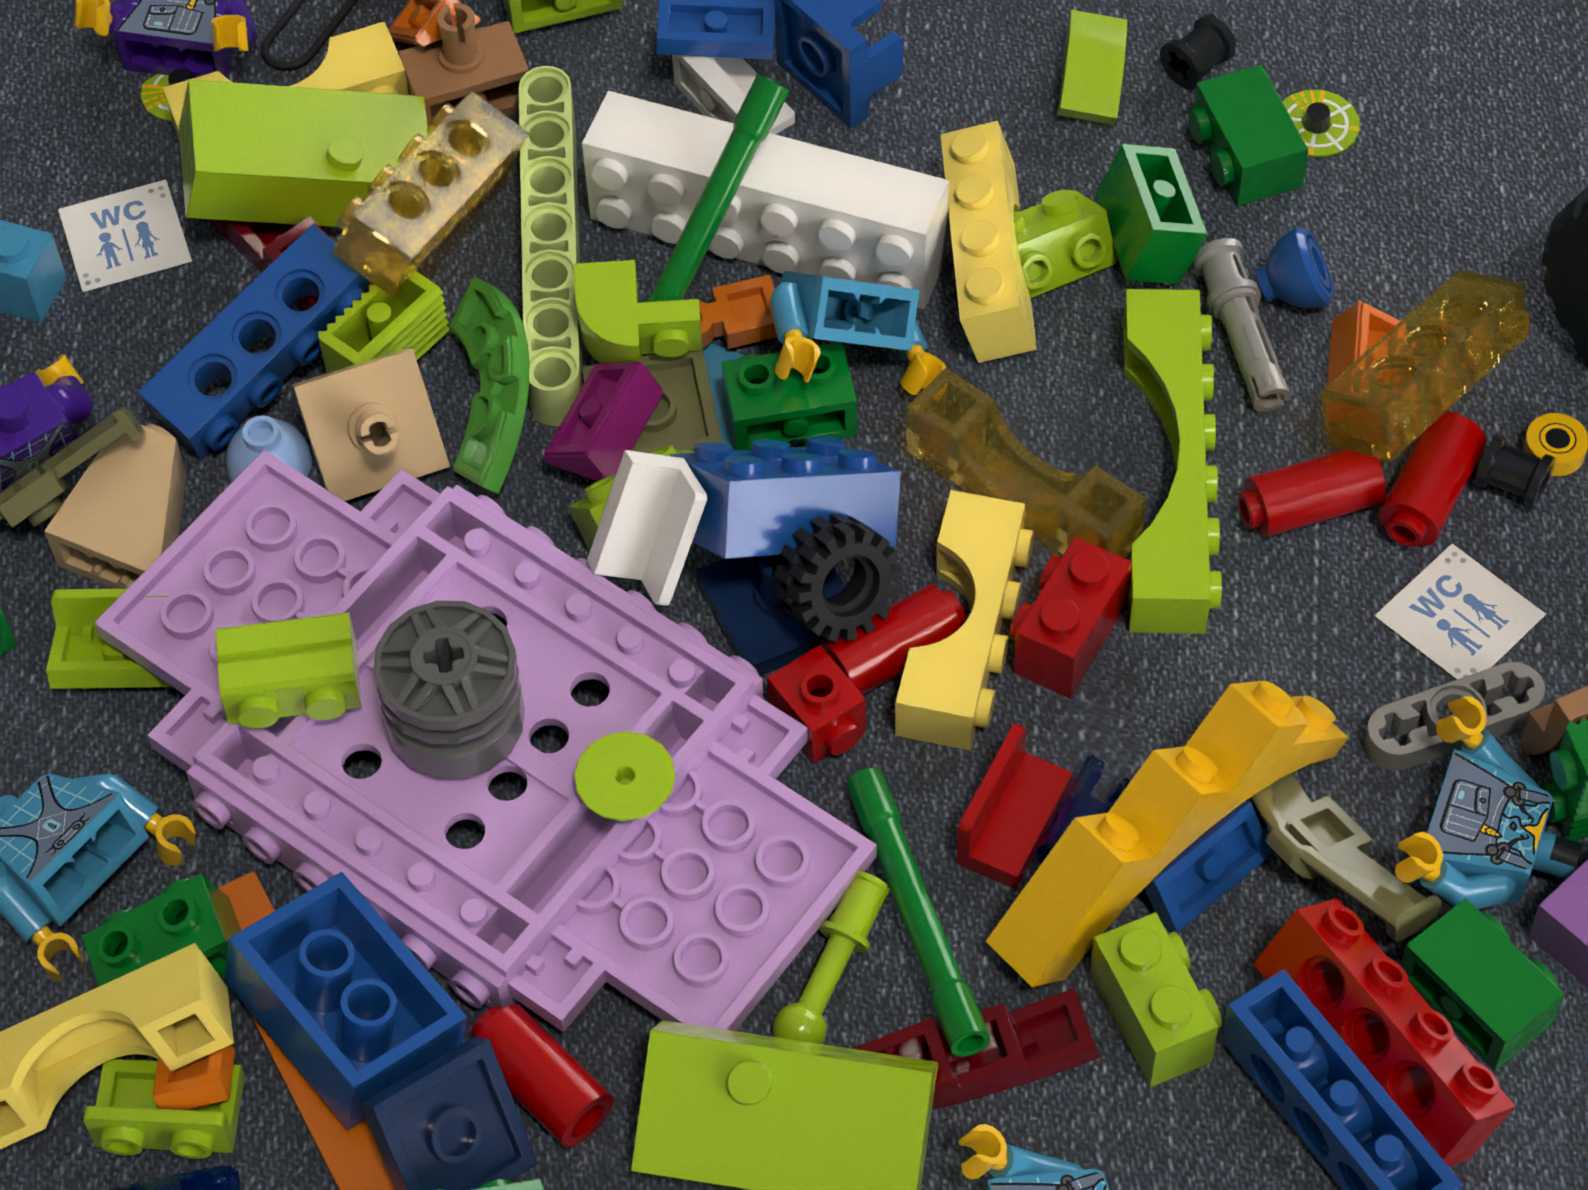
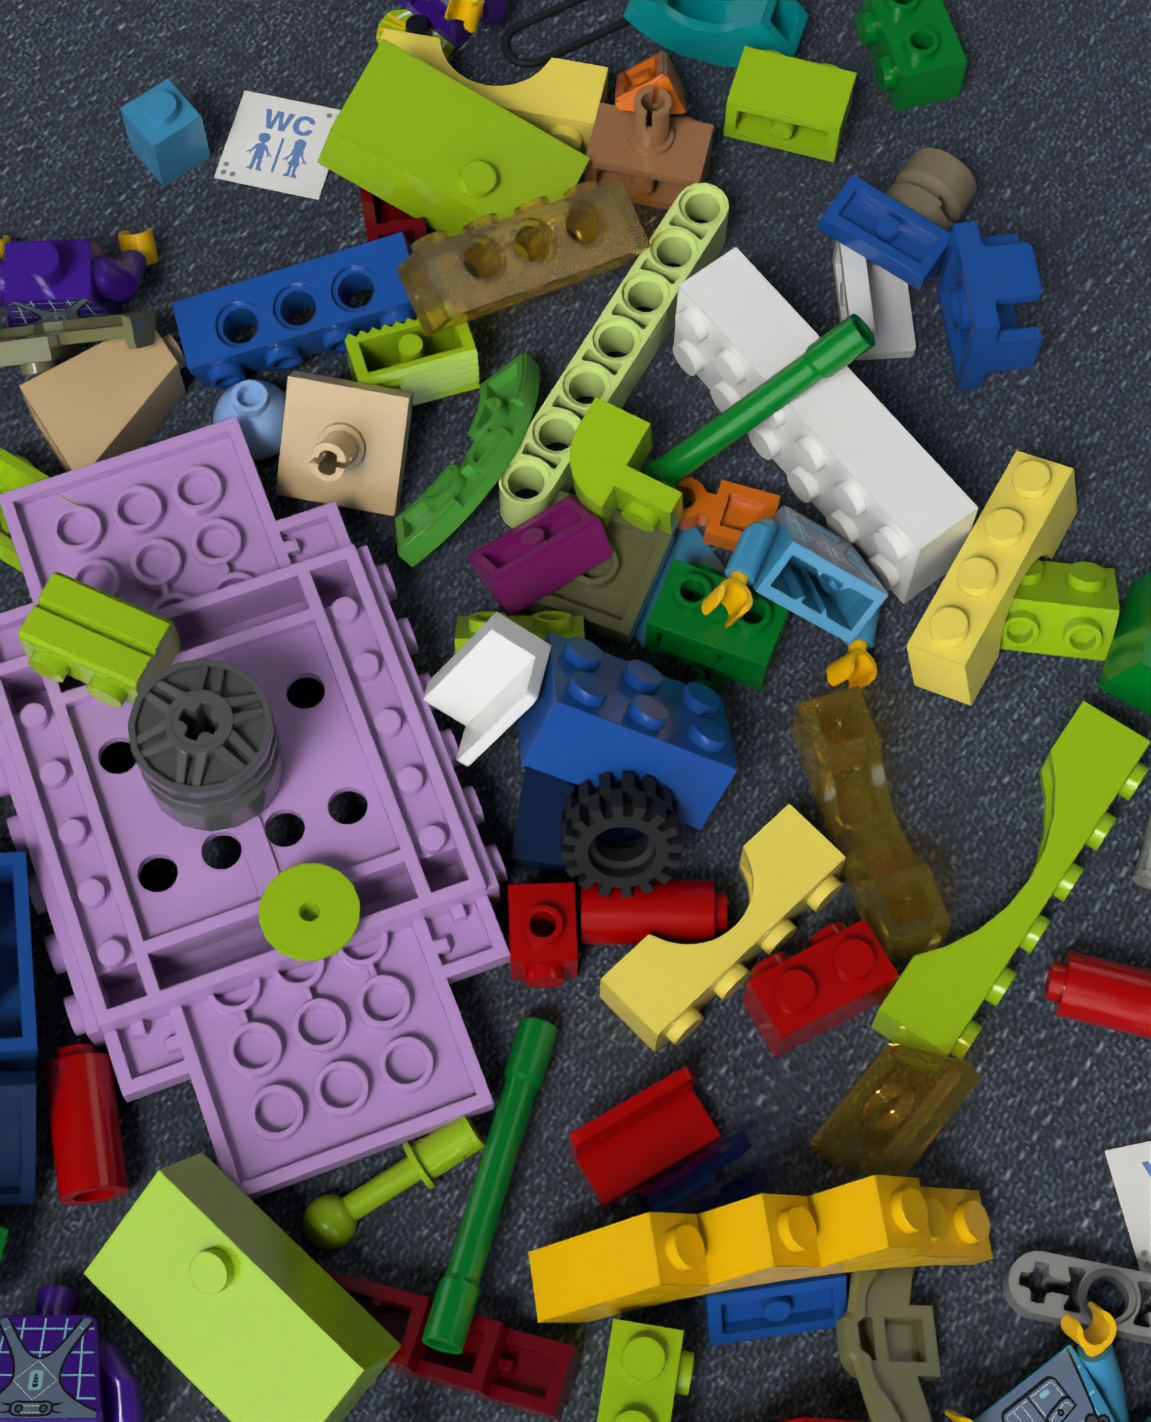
camera: 30 degrees right, 10 degrees up
(1196, 662) = (895, 1110): none -> clear yellow tile

